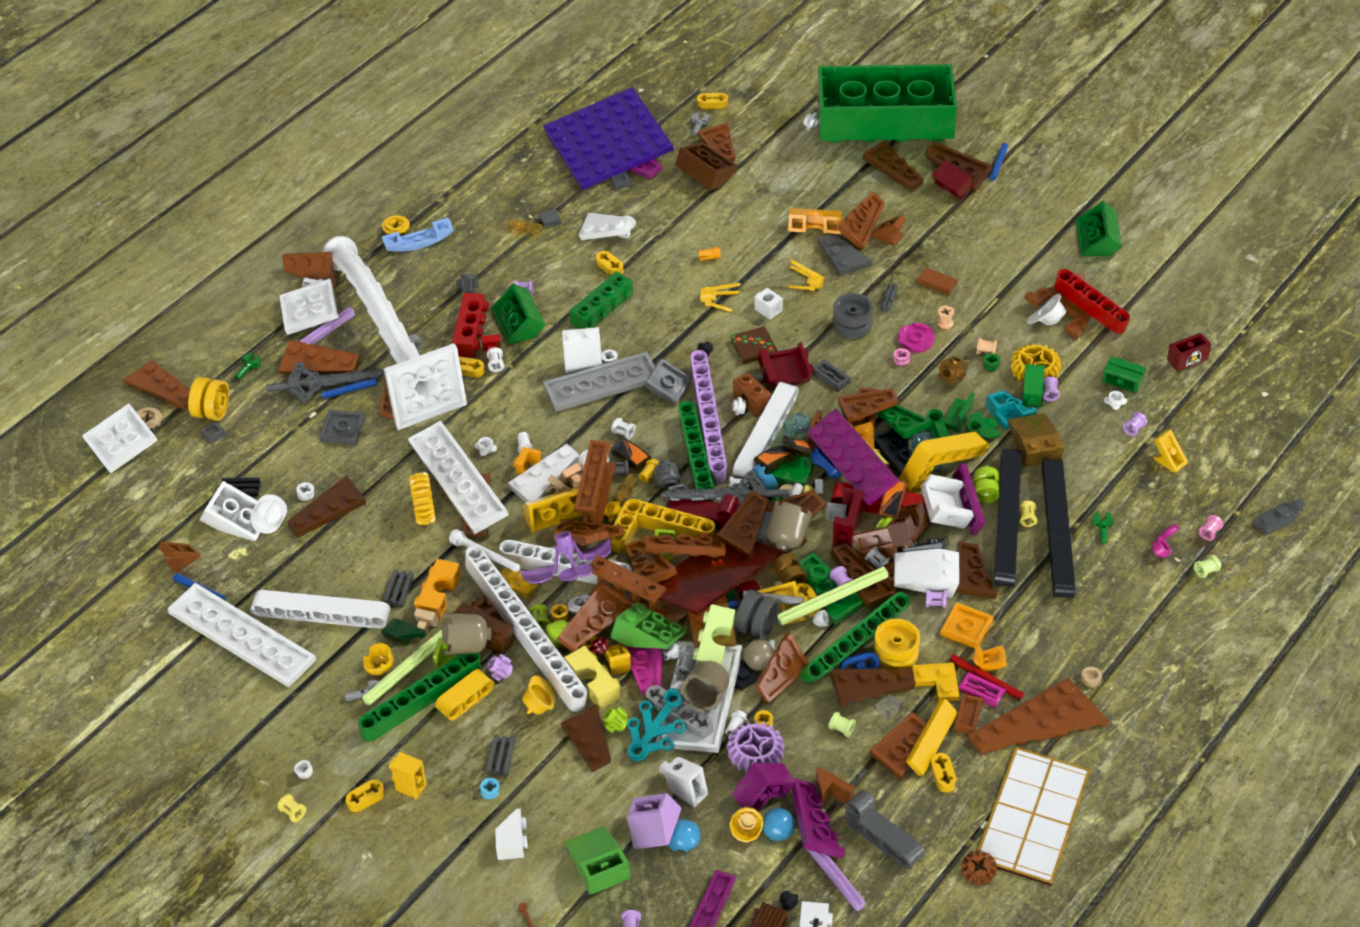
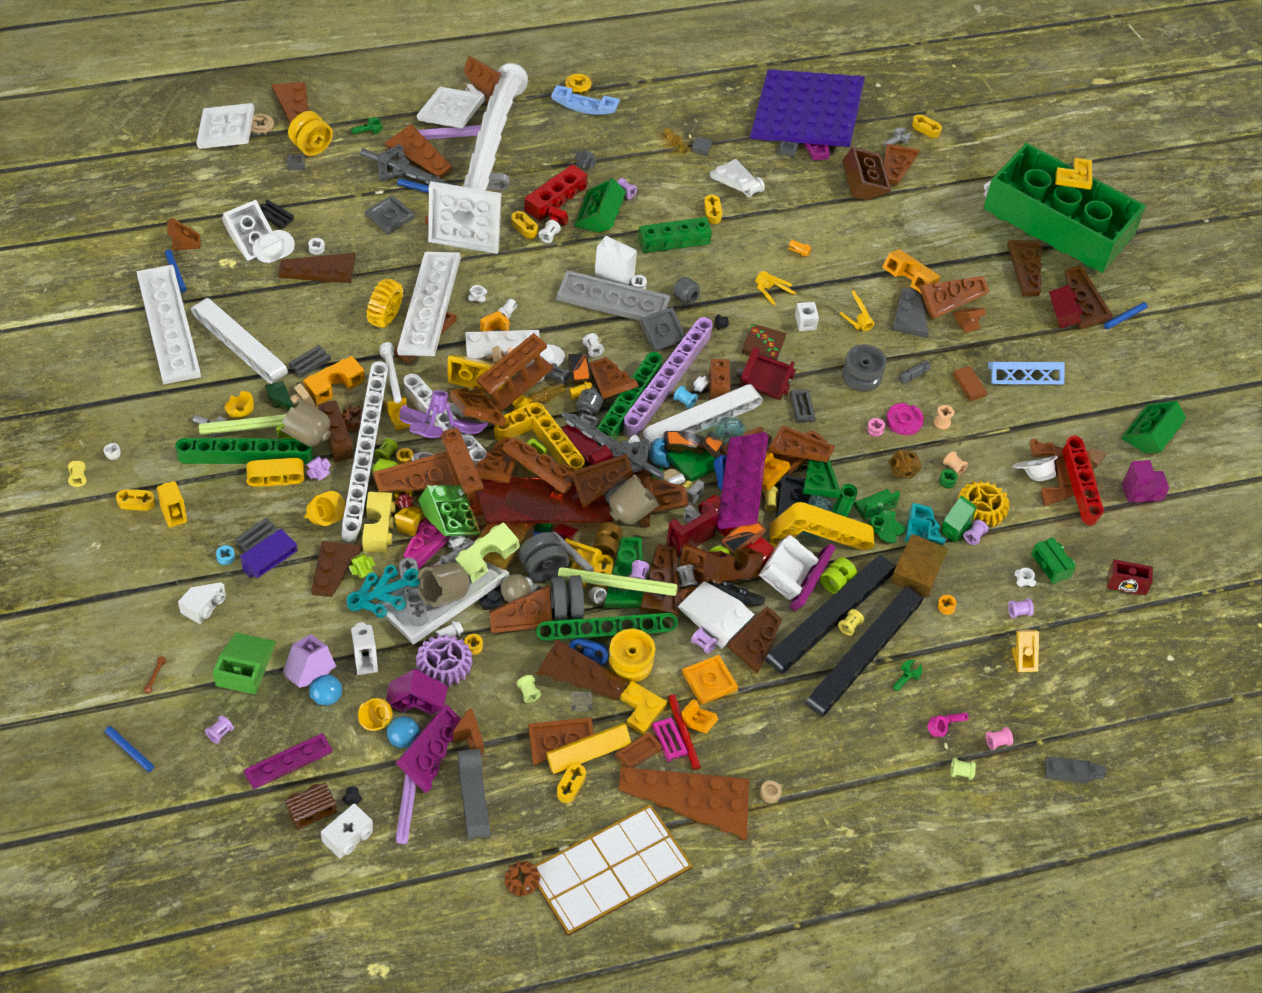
camera: 30 degrees right, 5 degrees up
(531, 761) = (268, 554): none -> dark purple piece
(655, 339) = (686, 290): none -> dark grey head
(667, 445) = (610, 378): none -> dark orange wing
(737, 424) = (685, 397): none -> medium azure bush
(809, 632) = (567, 598): none -> dark grey wheel
(883, 69) = (1078, 177): none -> yellow plate
(966, 243) = (1027, 365): none -> light blue fence
(1080, 451) = (944, 600): none -> light orange bush
(1133, 277) = (1144, 483): none -> magenta brick

